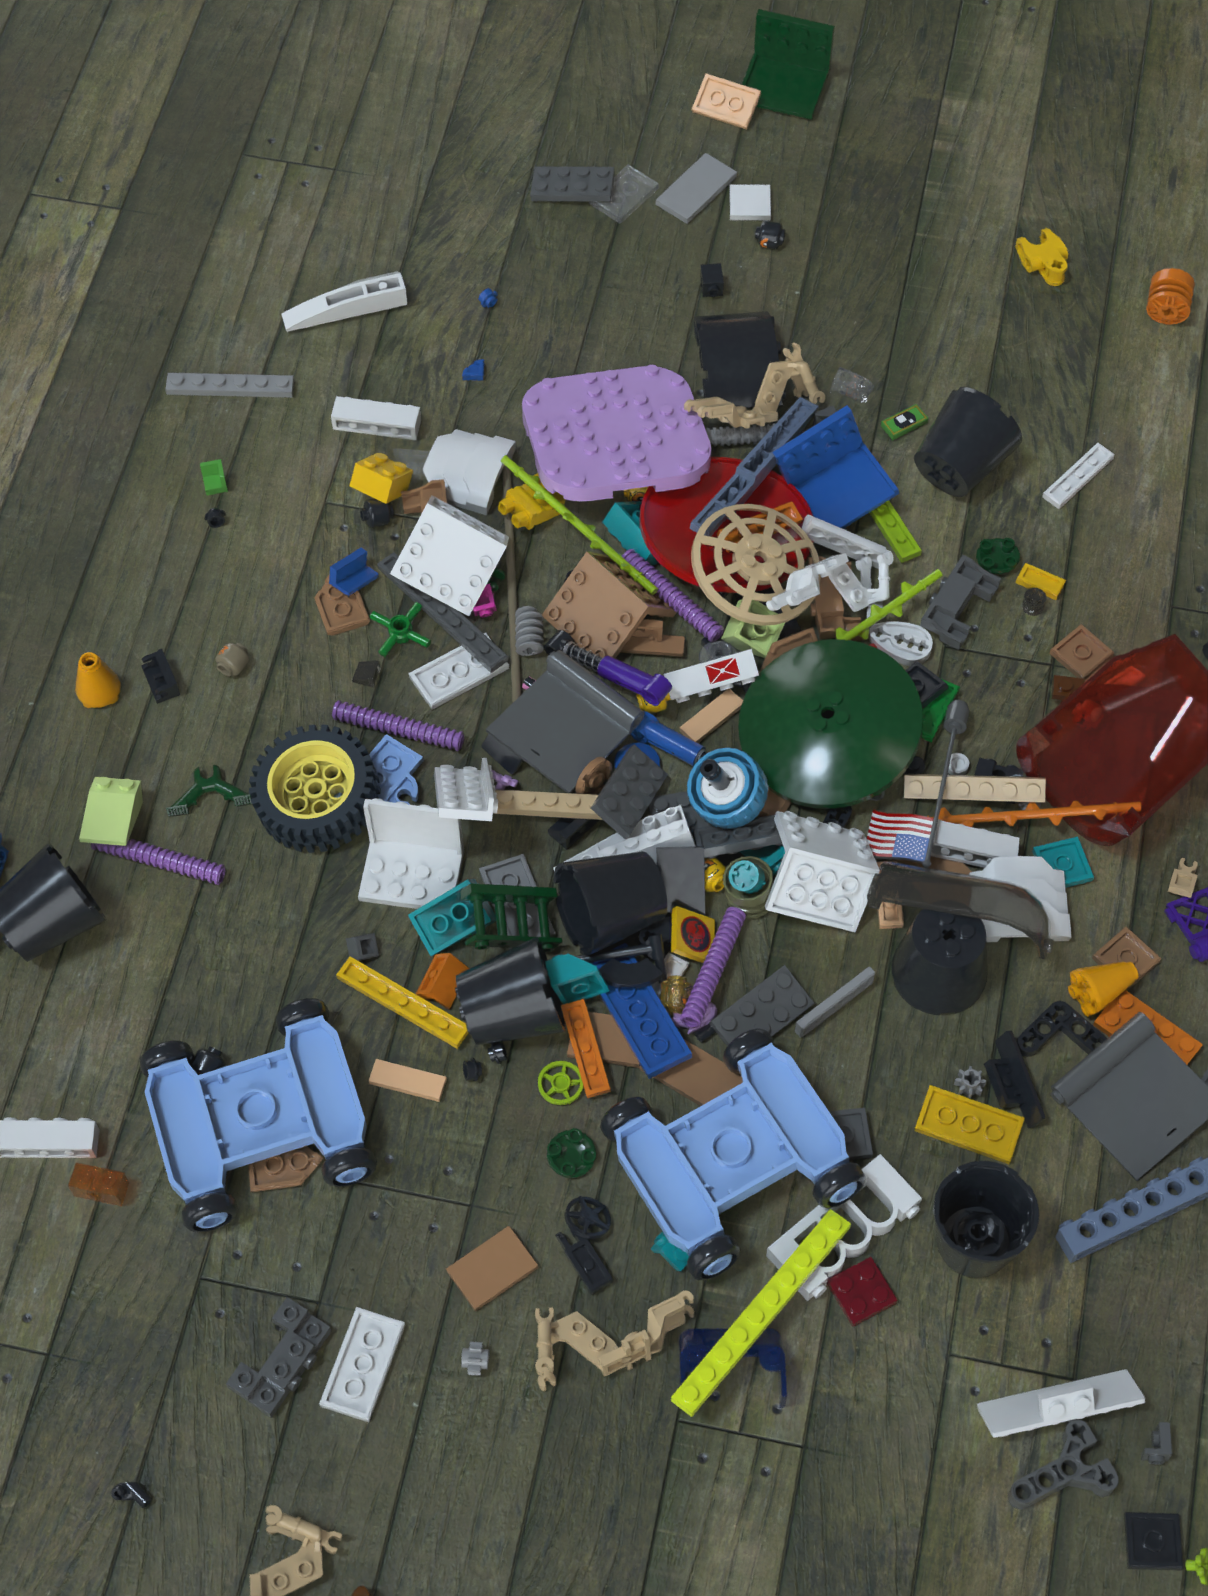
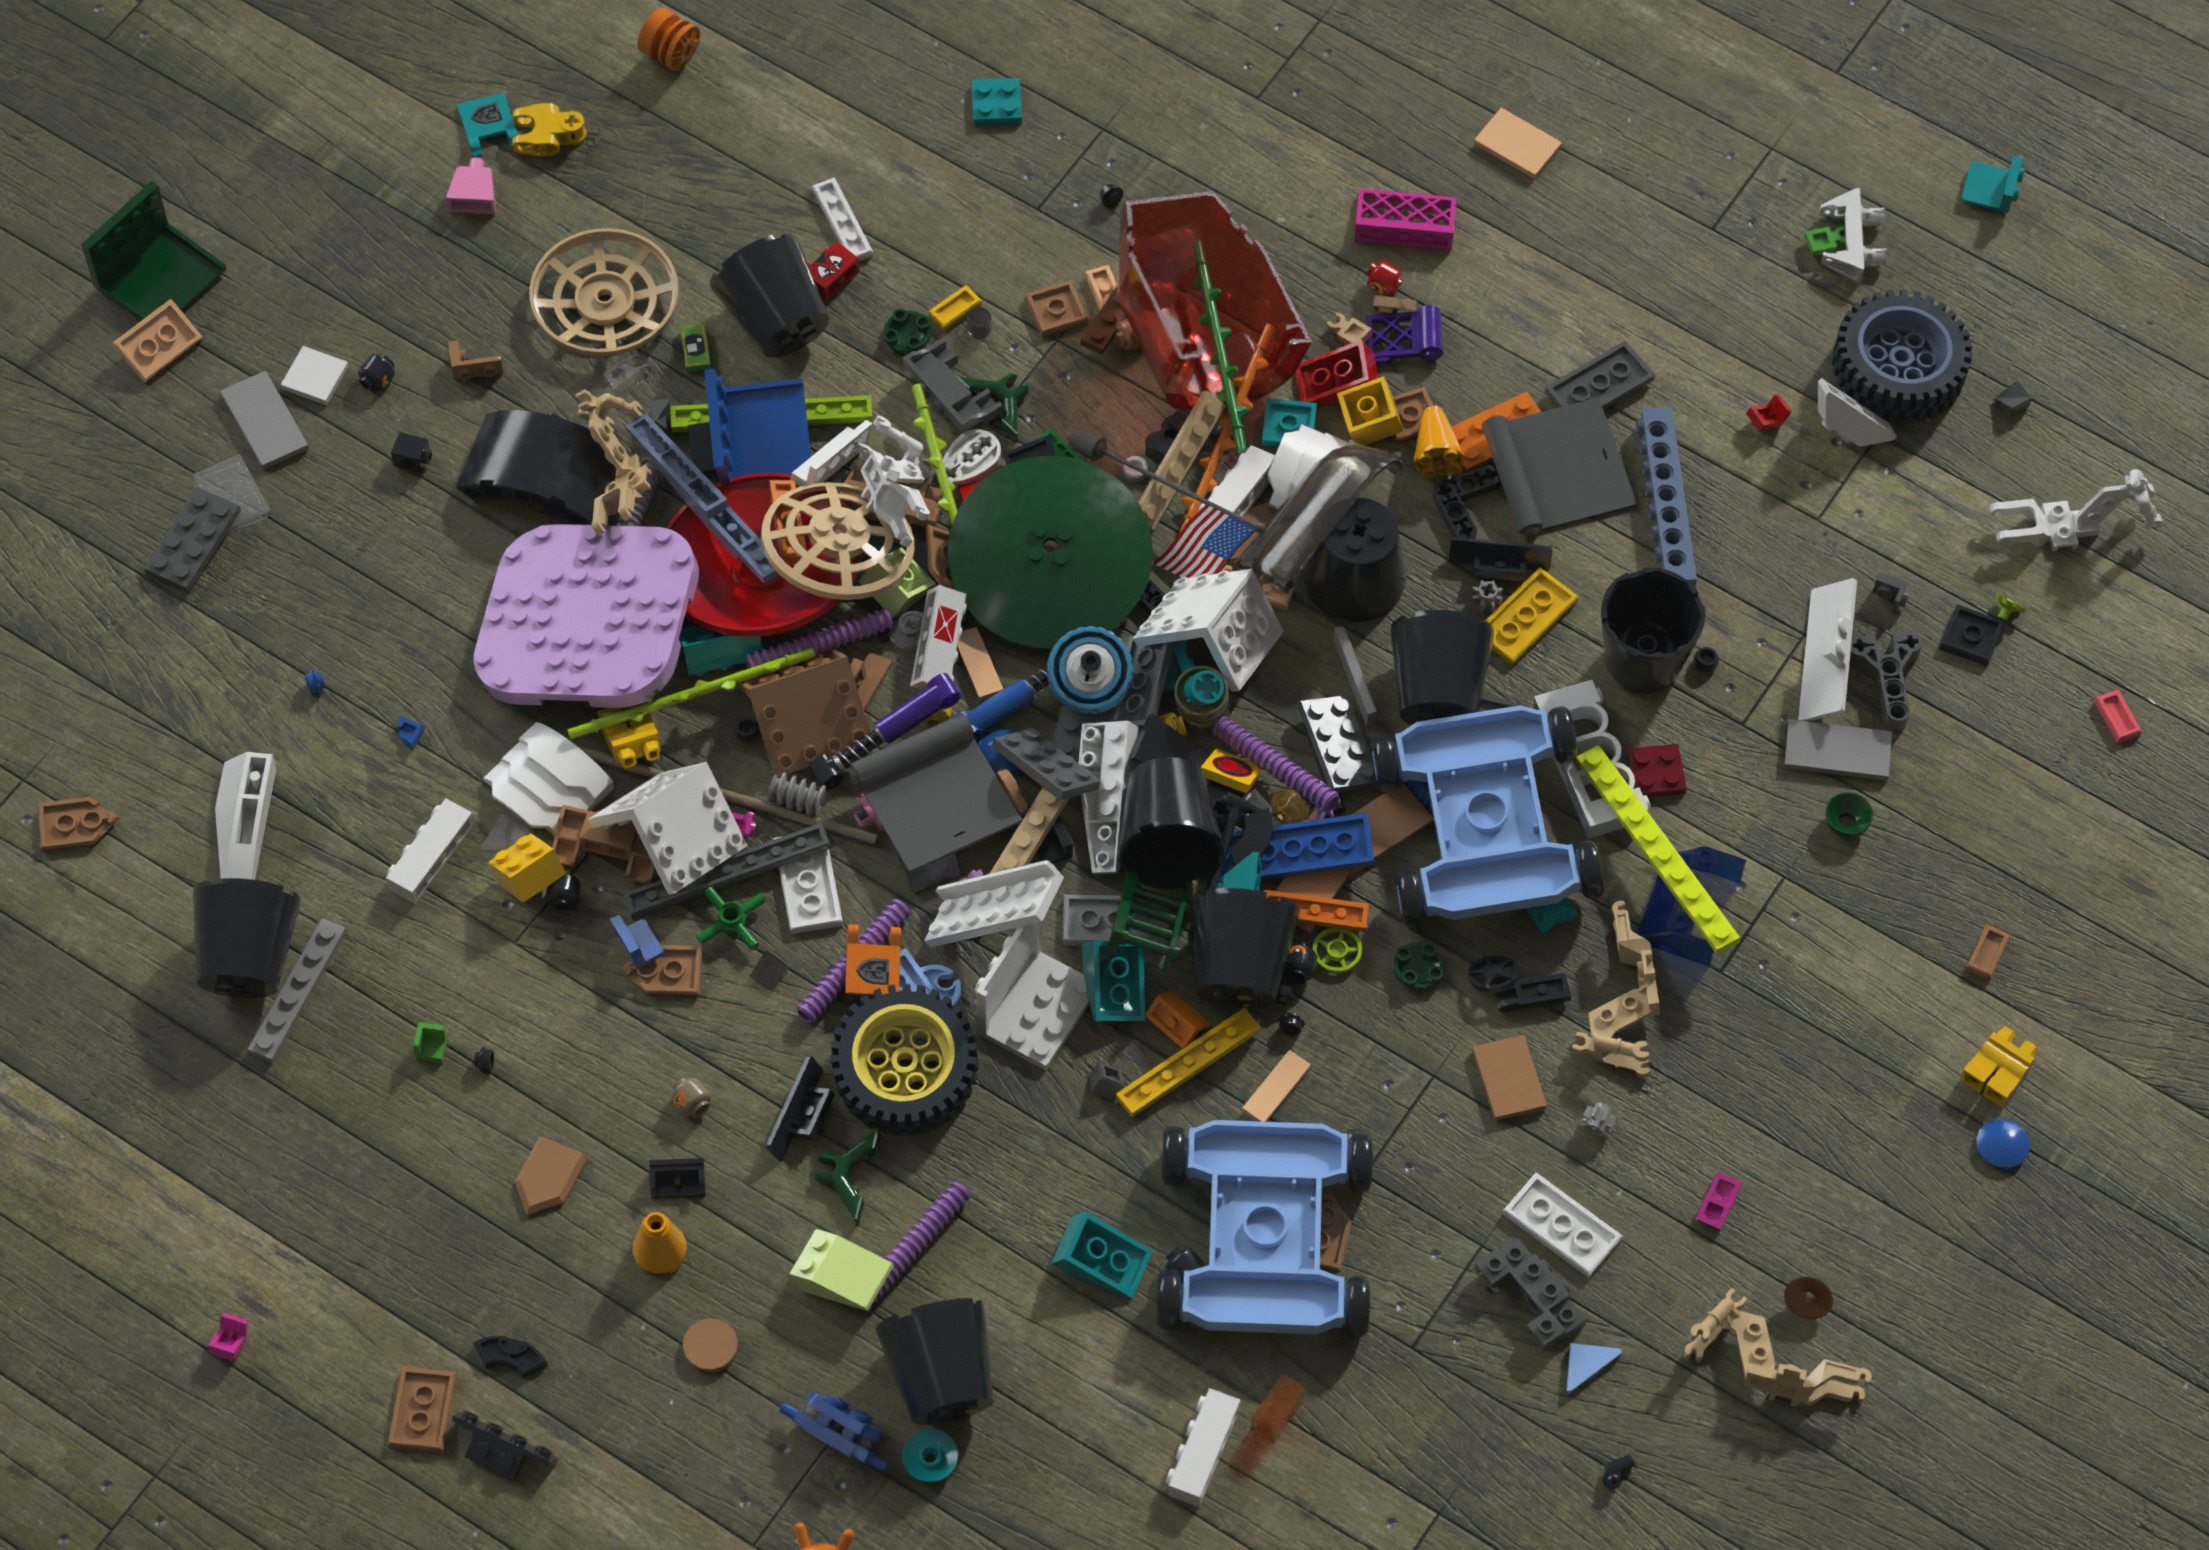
camera: 70 degrees left, 0 degrees up
(26, 752) = (710, 1345): none -> medium nougat tile
(135, 594) = (548, 1175): none -> medium nougat tile
(196, 999) = (1101, 1255): none -> teal slope
(231, 1430) = (1586, 1362): none -> light blue tile
(240, 325) = (242, 935): none -> black cone
(247, 736) = (802, 1111): none -> black bracket
(311, 207) = (72, 823): none -> medium nougat tile
(392, 737) = (872, 965): none -> orange flag
(435, 1496) = (1719, 1201): none -> dark pink slope
(530, 1054) = (1300, 964): none -> black head
(803, 285) = (468, 369): none -> medium nougat bracket
(859, 1061) = (1440, 663): none -> black cone
(896, 1470) = (1849, 805): none -> dark green piece
(916, 336) = (604, 283): none -> tan dish
(962, 1451) = (1838, 749): none -> light grey tile
(964, 231) = (472, 189): none -> bright pink torso
(975, 648) = (1007, 396): none -> dark green piece
(1000, 1296) = (1706, 659): none -> black plate
(1023, 482) = (833, 269): none -> red brick
(1031, 218) = (486, 119): none -> teal flag
(1104, 919) = (1370, 411): none -> yellow brick
(1109, 771) = (1219, 335): none -> green plant
(1131, 886) = (1335, 372): none -> red slope

